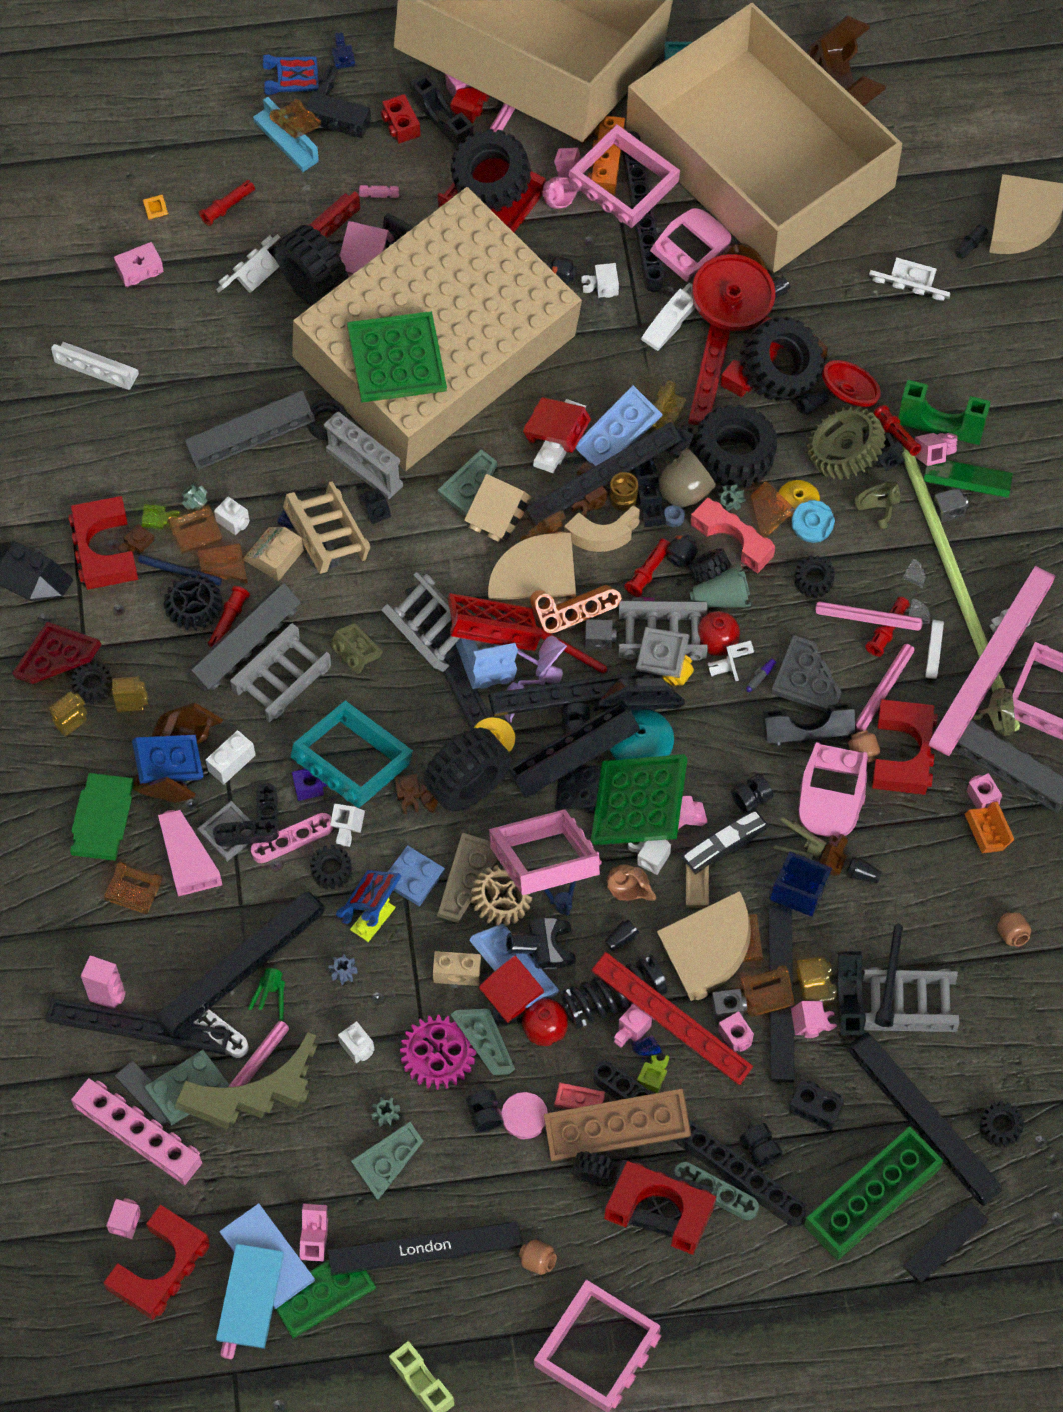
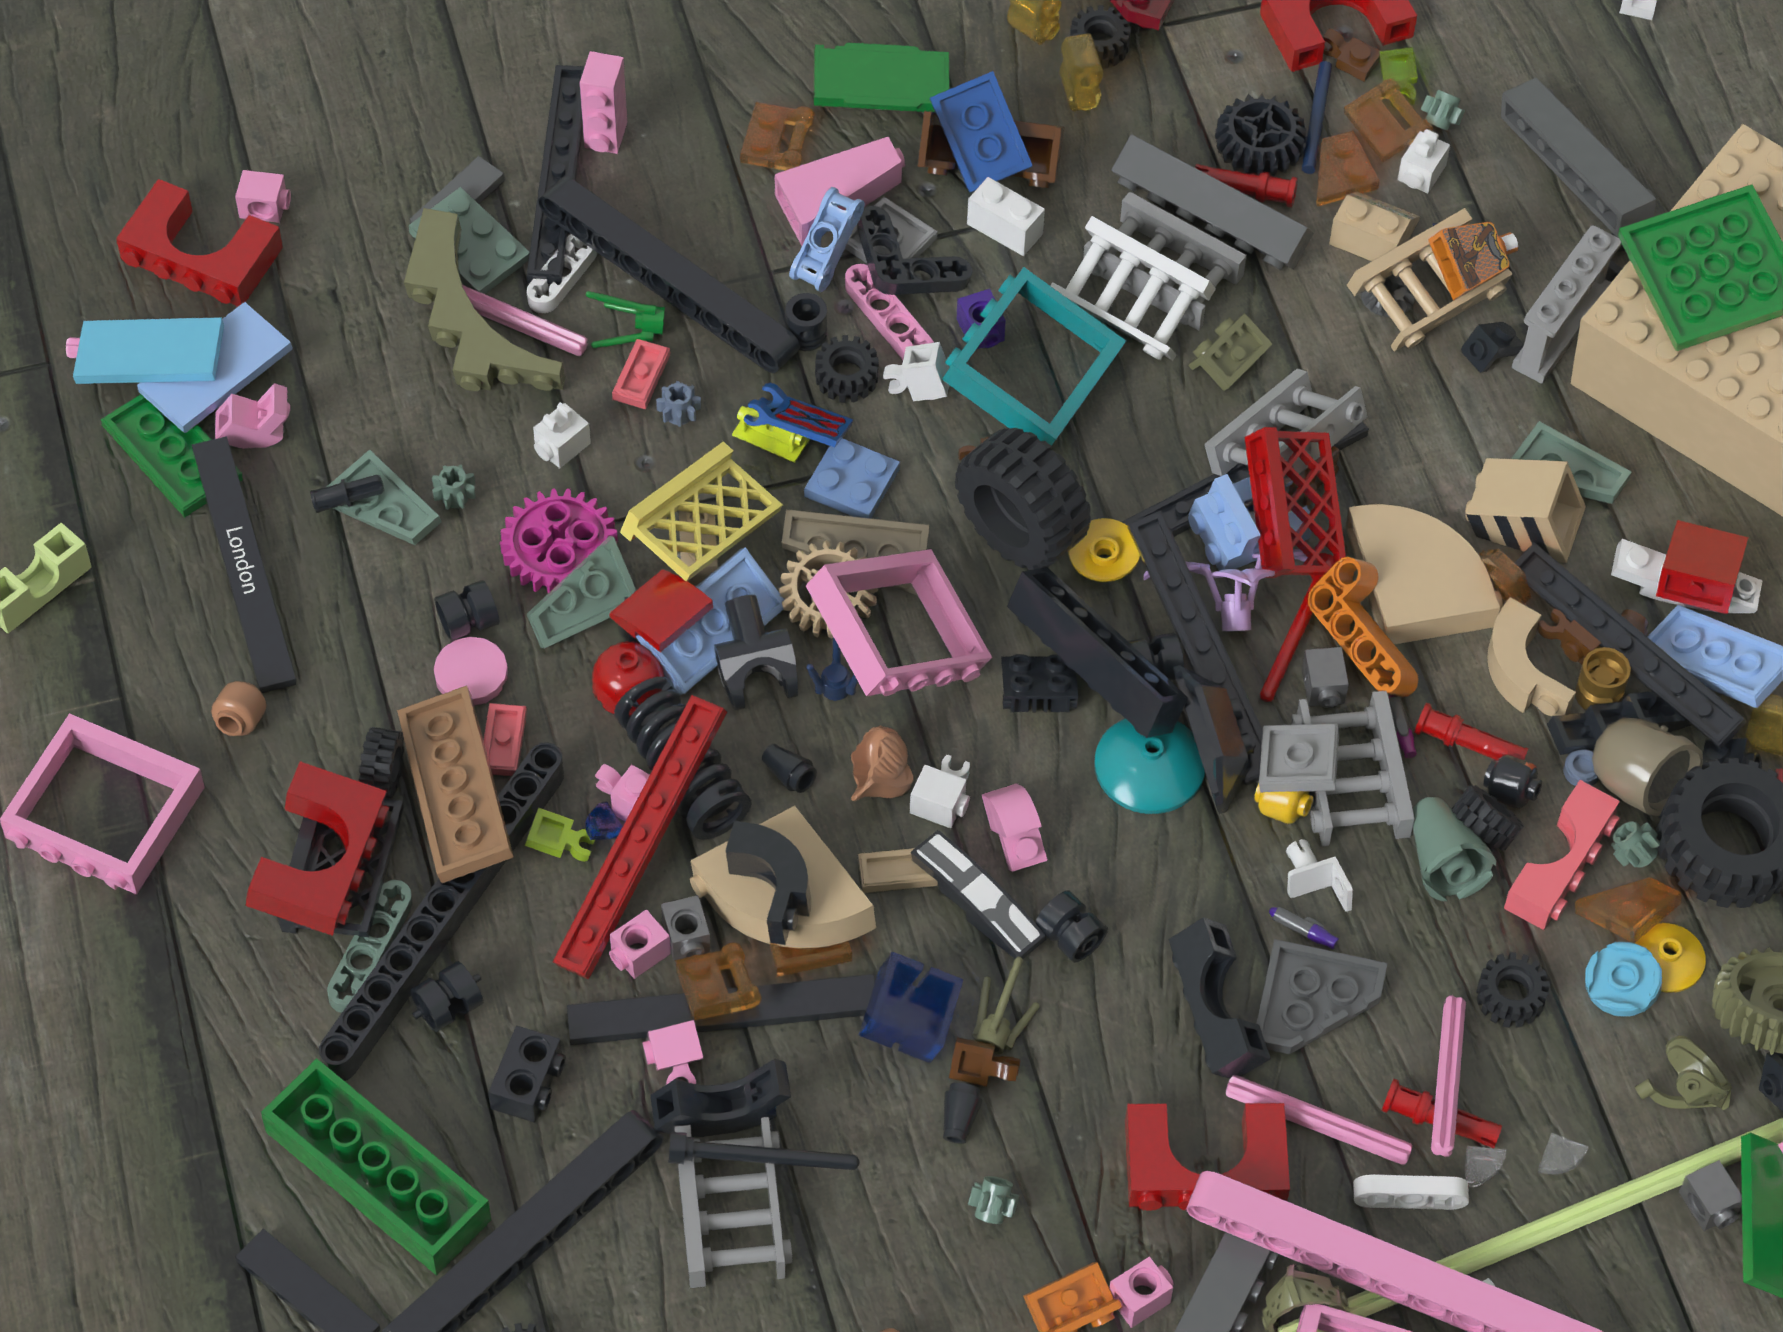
camera: 80 degrees right, 5 degrees down
(180, 1169) = (393, 192): bright pink brick -> none
(246, 873) = (828, 219): none -> light blue piece
(286, 683) = (1161, 271): none -> white fence
(292, 884) = (807, 320): none -> black piece
(313, 990) = (641, 374): none -> coral plate
(324, 497) = (1471, 255): none -> torso
(385, 1176) = (346, 493): none -> black axle
(431, 966) = (687, 486): none -> light yellow fence
(639, 799) = (1023, 754): green plate -> none
(710, 936) = (776, 860): none -> black arch
(718, 632) = (1370, 853): red cylinder -> none
(815, 980) = (741, 1050): clear yellow brick -> none
(829, 811) = (1059, 1041): bright pink slope -> none
(865, 742) = (1192, 1092): nougat head -> none
(922, 859) = (993, 1200): none -> sand green gear

